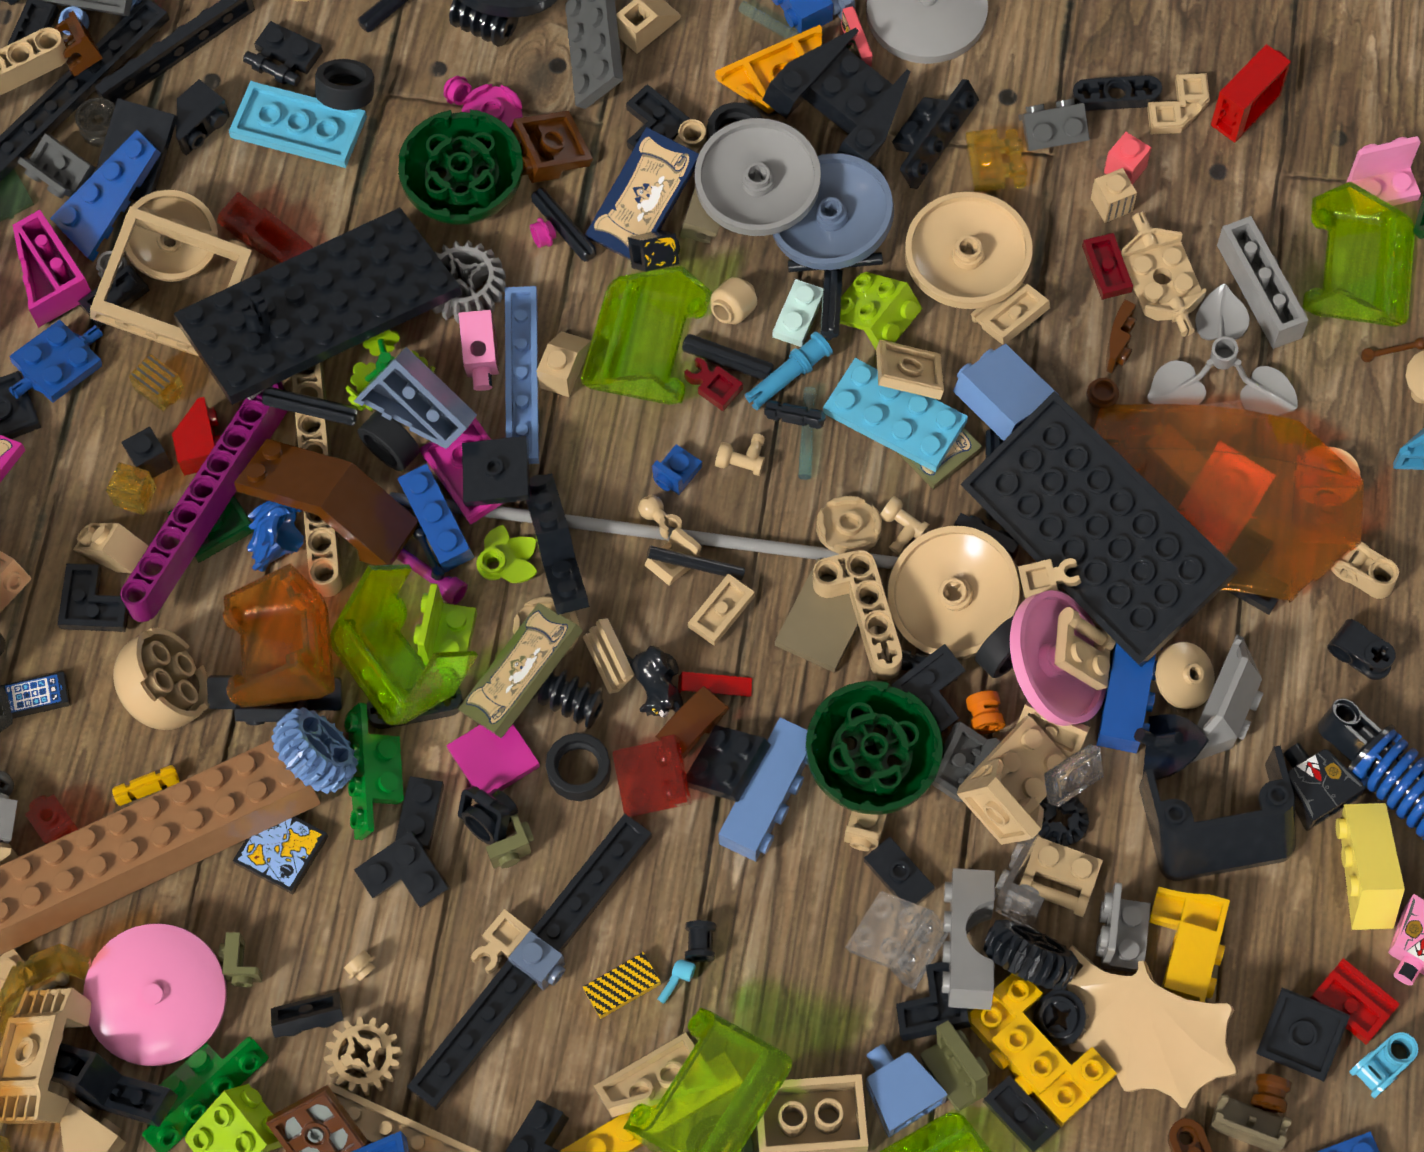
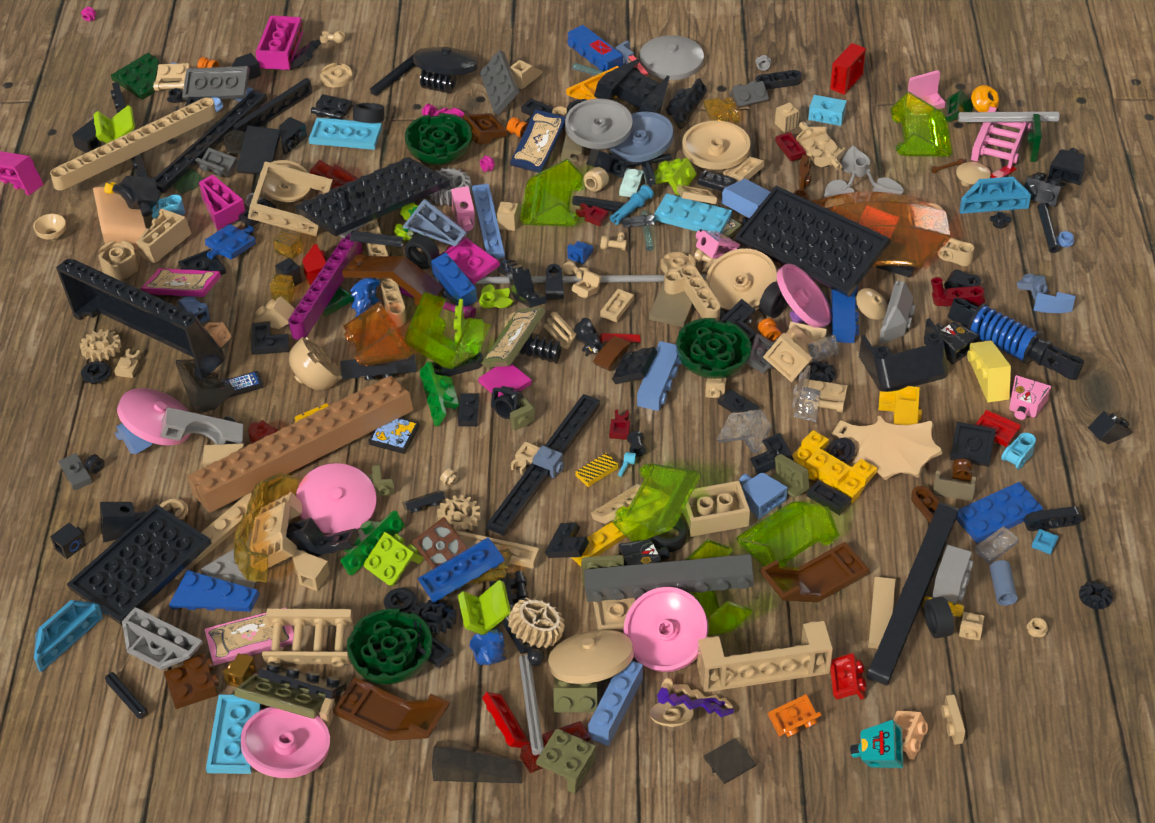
camera: 10 degrees left, 20 degrees down
(79, 45) = (223, 109): reddish brown hinge -> none
(95, 206) = (248, 167): blue wing -> none
(314, 750) = (408, 378): medium blue gear -> none
(407, 862) = (465, 428): black plate -> none
(496, 471) = (483, 256): black plate -> none
(563, 224) = (498, 160): black axle -> none
(573, 742) = (551, 368): black tyre -> none
(611, 152) = (516, 127): none -> orange wheel
(615, 553) = (554, 284): none -> black piece
(652, 777) = (596, 375): clear red bracket -> none
(654, 250) = (547, 159): black brick -> none
(678, 897) = (619, 426): none -> dark red plate
(695, 562) = (597, 285): black bar -> none
(759, 266) = (608, 162): none -> black slope
(923, 497) = (711, 240): none -> bright pink torso
(955, 334) = (715, 180): none -> black plate
(970, 973) = (779, 410): light grey arch -> none
(1030, 954) = (819, 419): black gear -> none
(1044, 577) = (789, 260): tan plate -> none
(1078, 657) = (816, 292): tan plate -> none
(1095, 47) = (763, 66): none -> light grey plate
(1125, 931) = (865, 410): light grey bracket -> none
(1130, 155) = (793, 97): coral brick -> none
(1170, 744) = (872, 328): black shield -> none
(1175, 116) = (816, 81): tan tile -> none
(1187, 172) = (827, 110): none -> medium azure brick
(1262, 282) = (873, 142): light grey brick -> none
(1325, 675) = (944, 297): none -> dark red beam

